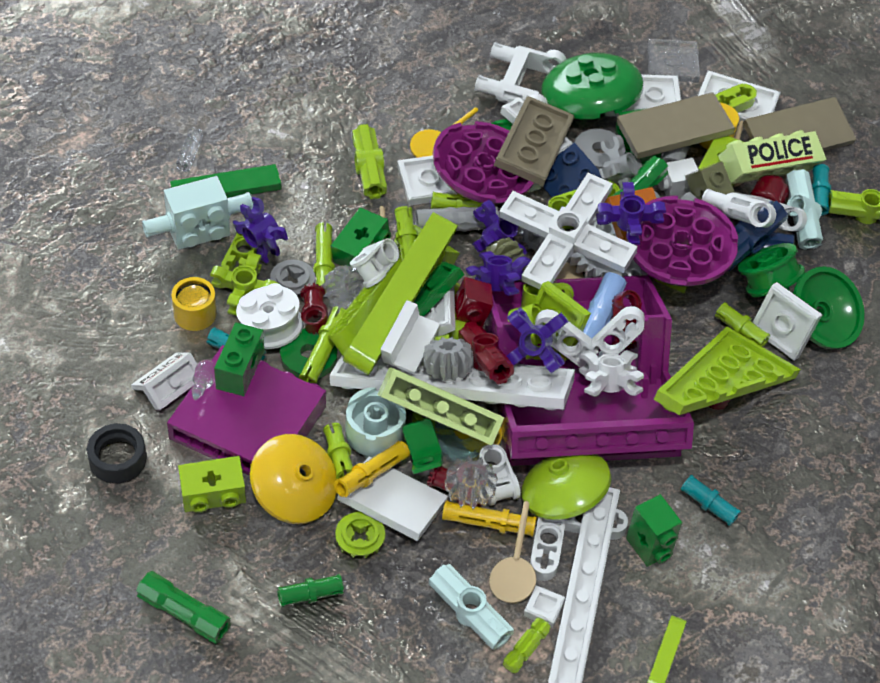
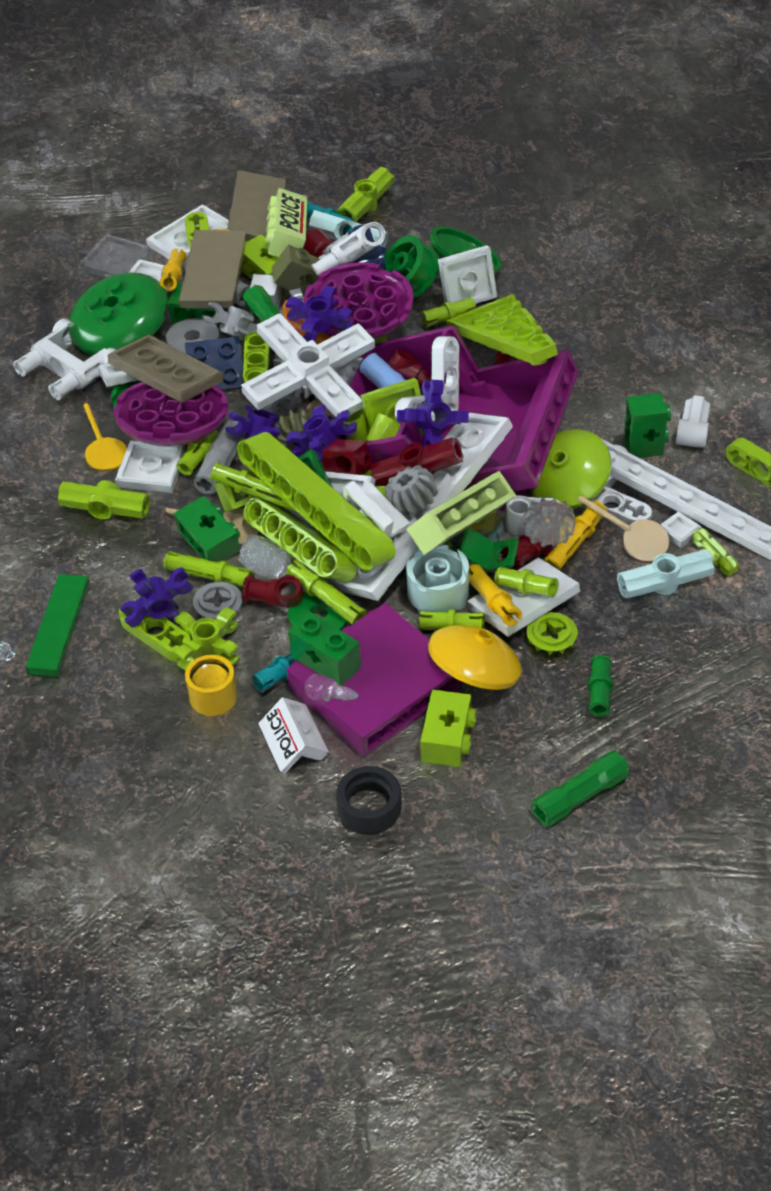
camera: 60 degrees left, 5 degrees down
(196, 213) = (99, 646): light aqua brick -> none
(274, 311) = (261, 625): white wheel -> none
(376, 261) = (256, 517): white piece -> none
(397, 490) = (526, 581): none -> lime pin
(611, 373) = (479, 390): white pin -> none
(658, 98) = (173, 269): none -> yellow pin
(687, 580) = (693, 426): none -> white piece
(710, 500) = (619, 390): teal pin -> none

